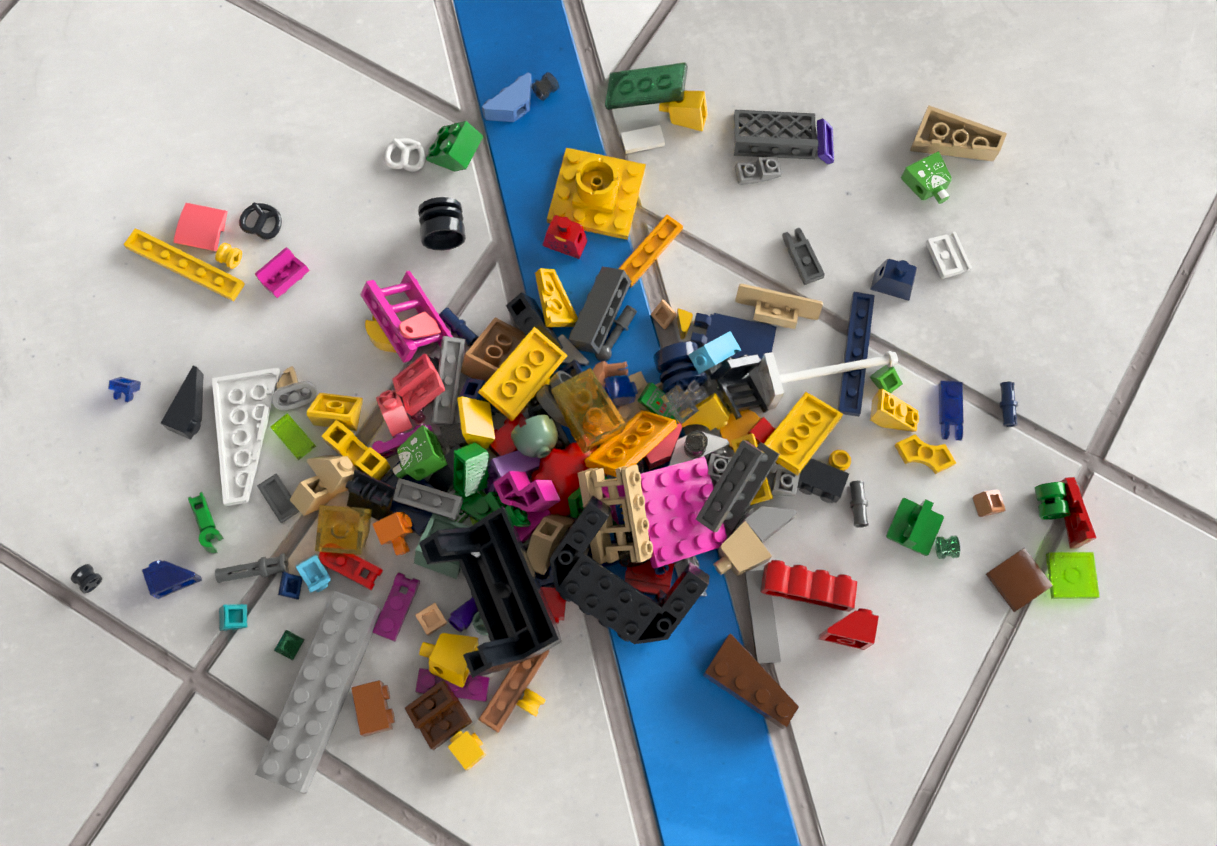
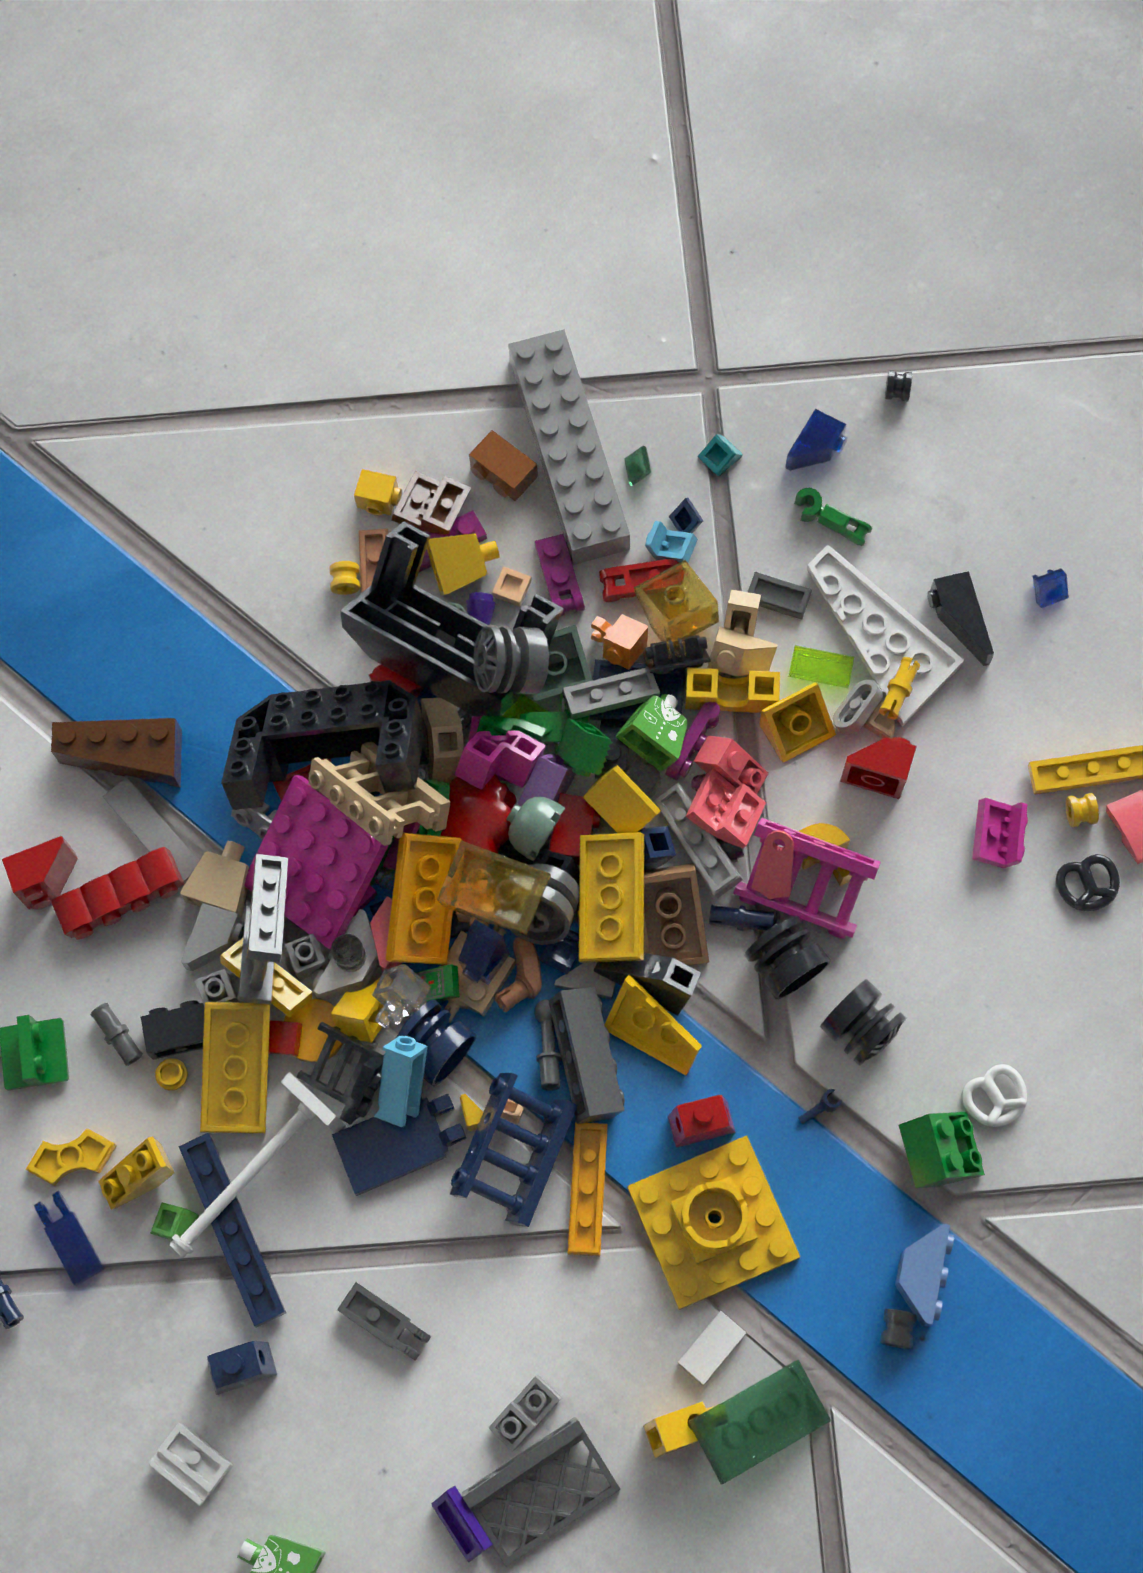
camera: 150 degrees right, 0 degrees up
(262, 383) = (899, 688): none -> yellow pin
(263, 565) = (730, 516): dark grey pin -> none
(310, 346) = (880, 766): none -> red slope
(453, 281) = (790, 961): none -> black wheel
(478, 521) = (511, 660): none -> dark grey wheel
(491, 211) = (822, 1106): none -> dark blue hand
(669, 272) = (544, 1146): none -> dark blue fence
(778, 307) = (367, 1217): tan bracket -> none

